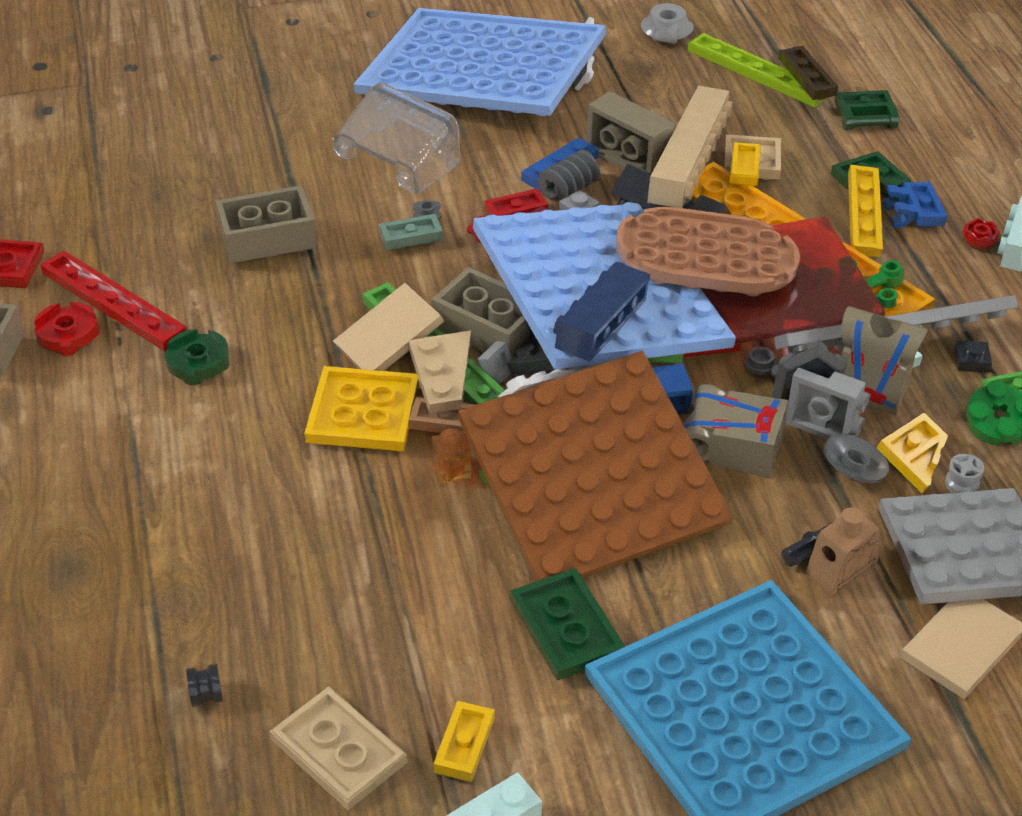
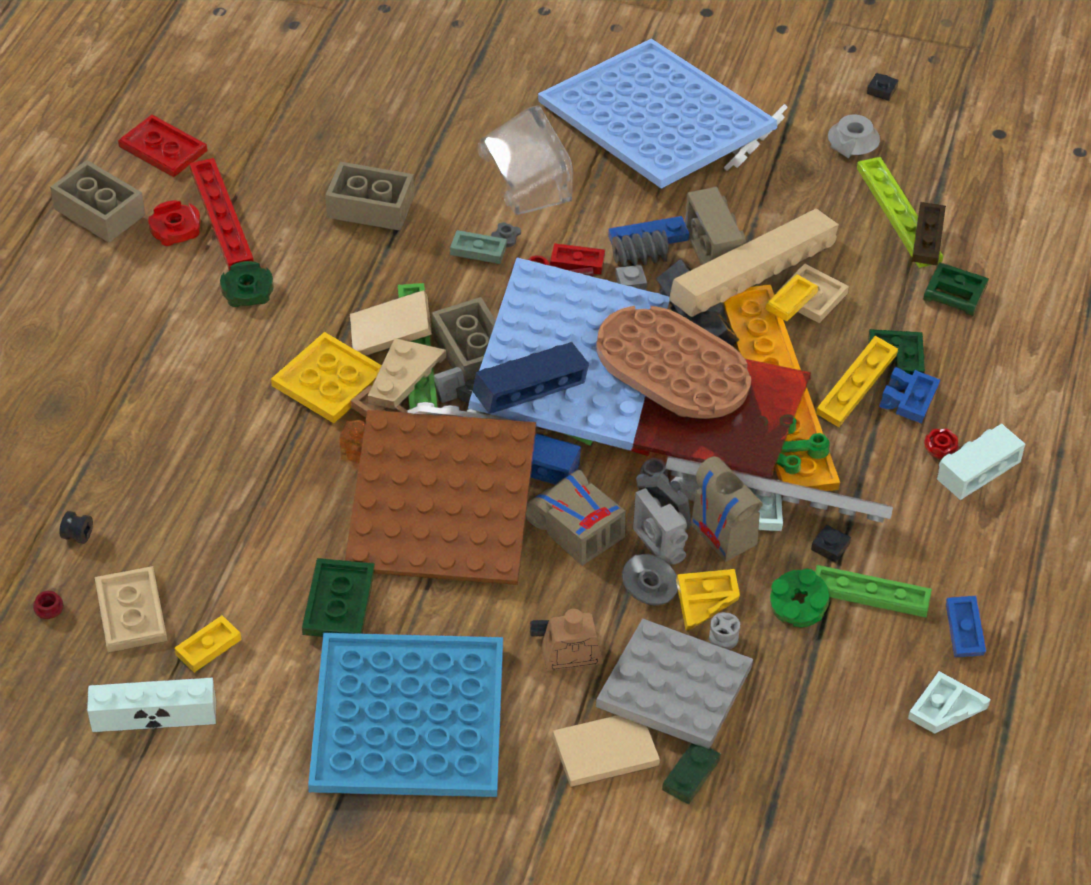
camera: 30 degrees right, 5 degrees up
(233, 782) = (46, 599): none -> dark red plate

